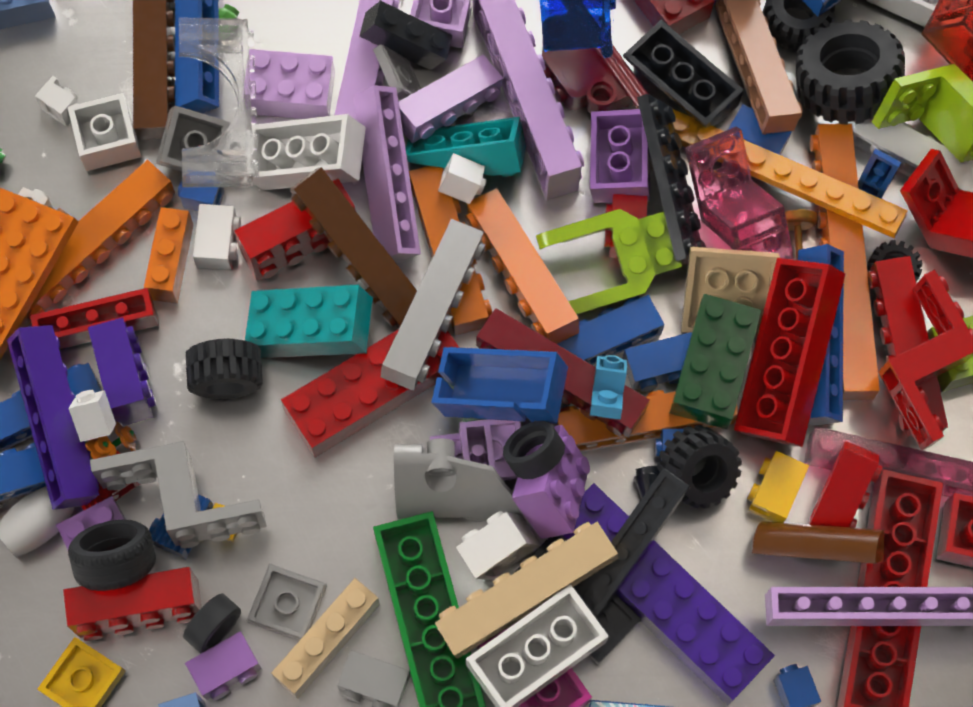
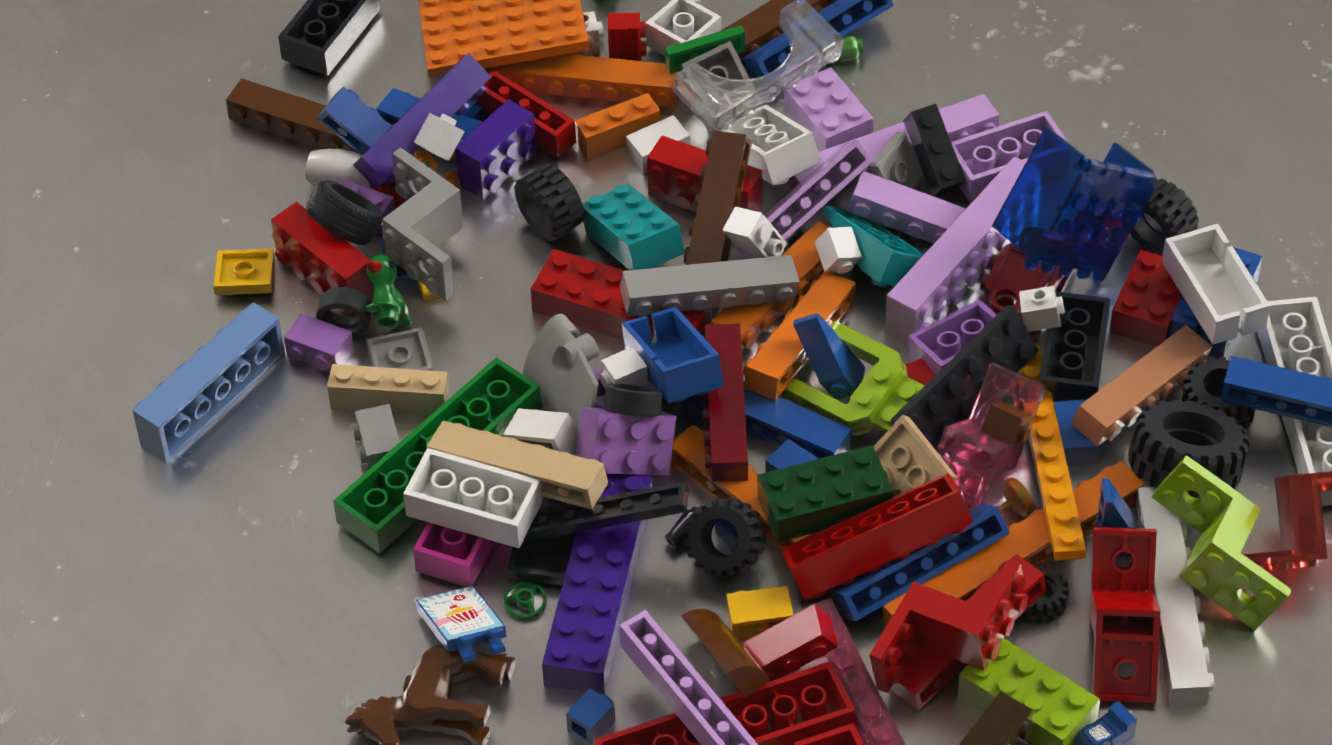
camera: 60 degrees right, 20 degrees down
(78, 183) = (625, 36): none -> red brick
(152, 130) = (688, 50): none -> green plate
(193, 196) = (687, 118): blue brick -> none
(233, 578) = (387, 301): none -> green animal
(407, 232) = (754, 233): none -> white slope
(488, 436) = (624, 368): none -> white brick
(572, 262) = (830, 357): none -> blue slope
(608, 387) = (734, 425): dark azure slope -> none
(627, 656) = (528, 589): none -> green piece
(644, 74) = (1041, 308): none -> white brick
(742, 179) = (1007, 423): none -> reddish brown brick

